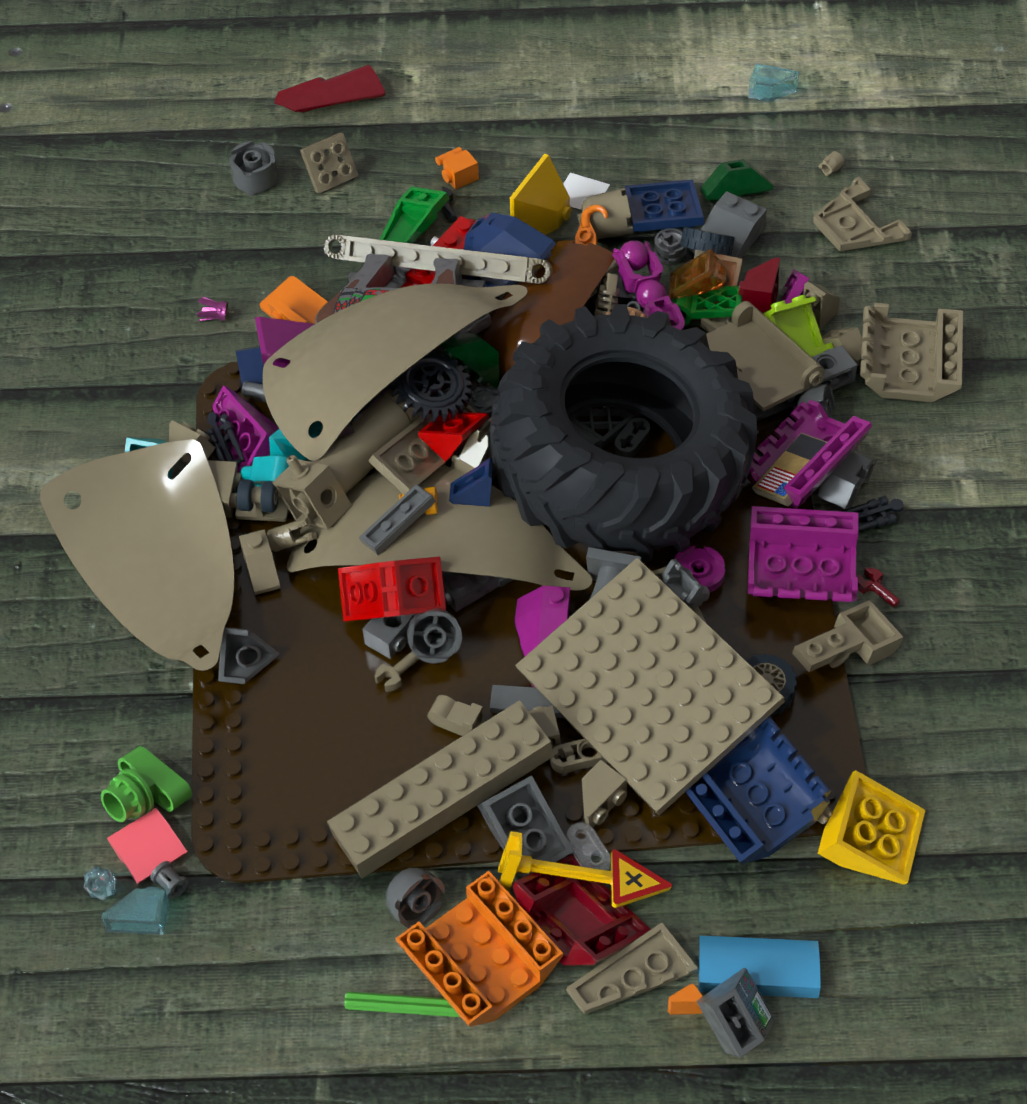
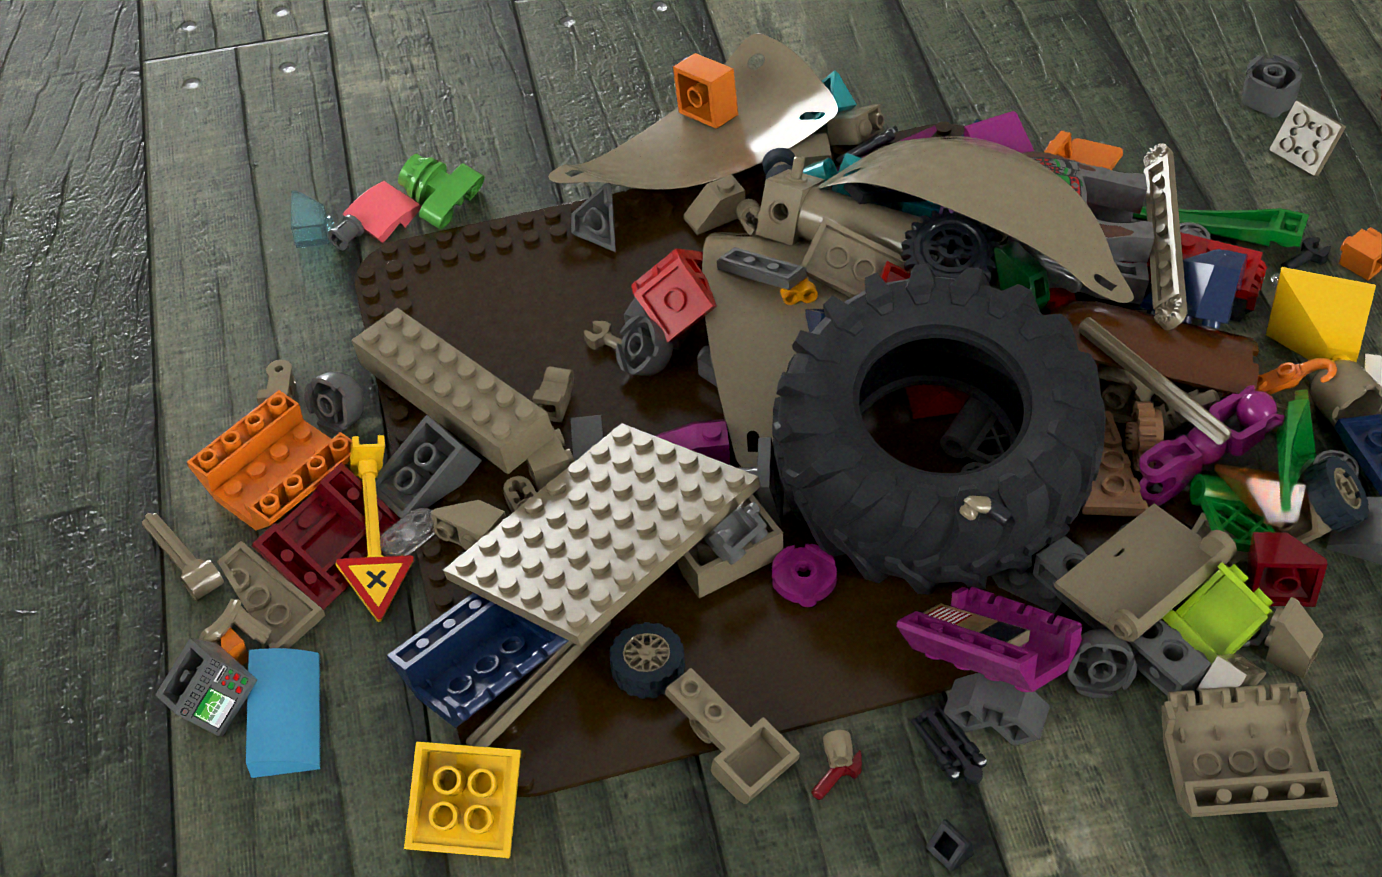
camera: 80 degrees right, 5 degrees down
(100, 883) = (339, 189): clear light blue piece -> none
(106, 541) = (705, 90): none -> orange brick
(217, 310) = (1053, 111): flat silver piece -> none
(374, 950) = (279, 378): none -> dark tan leg
(398, 1004) = (226, 405): bright green axle -> none
(597, 1028) = (197, 575): none -> dark tan axle
(605, 296) = (1155, 381): none -> dark tan axle
(666, 988) = (237, 615): none -> dark tan piece
(677, 246) = (1294, 445): none -> green plate
(744, 400) = (987, 506): none -> arm
(794, 286) = (1317, 606): magenta plate -> none
(803, 554) = (835, 669): magenta slope -> none
(869, 575) = (838, 748): none -> dark tan hose
(951, 531) = (950, 846): none -> black slope

